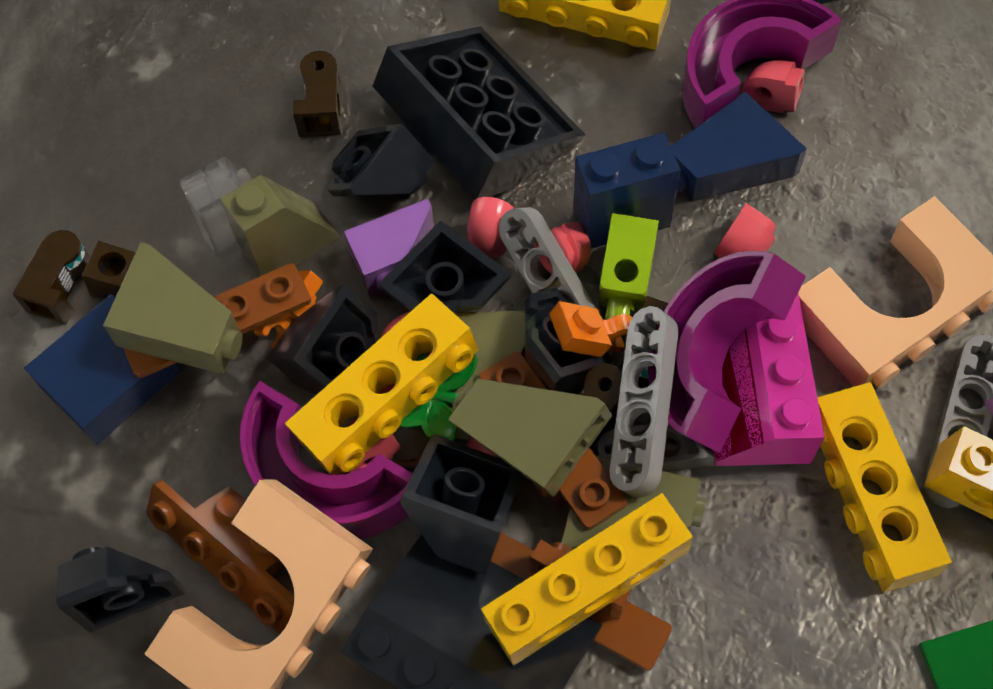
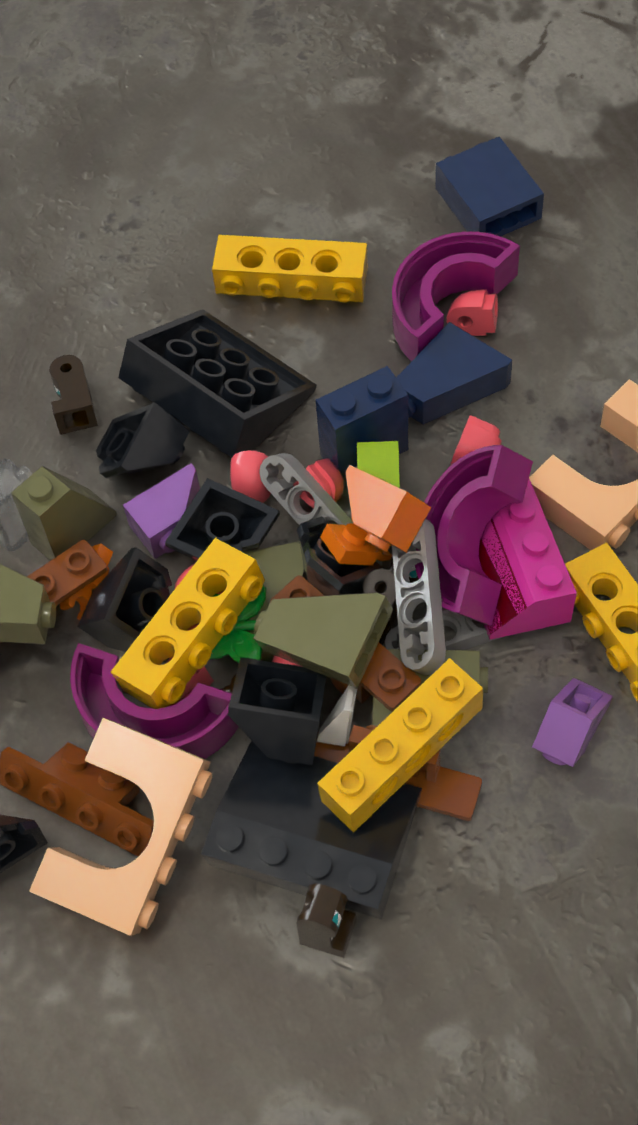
camera: 10 degrees left, 5 degrees down
(525, 530) = (338, 724): none -> white slope
(624, 301) = (384, 510): none -> orange slope
(787, 582) = (571, 722): none -> medium lavender slope

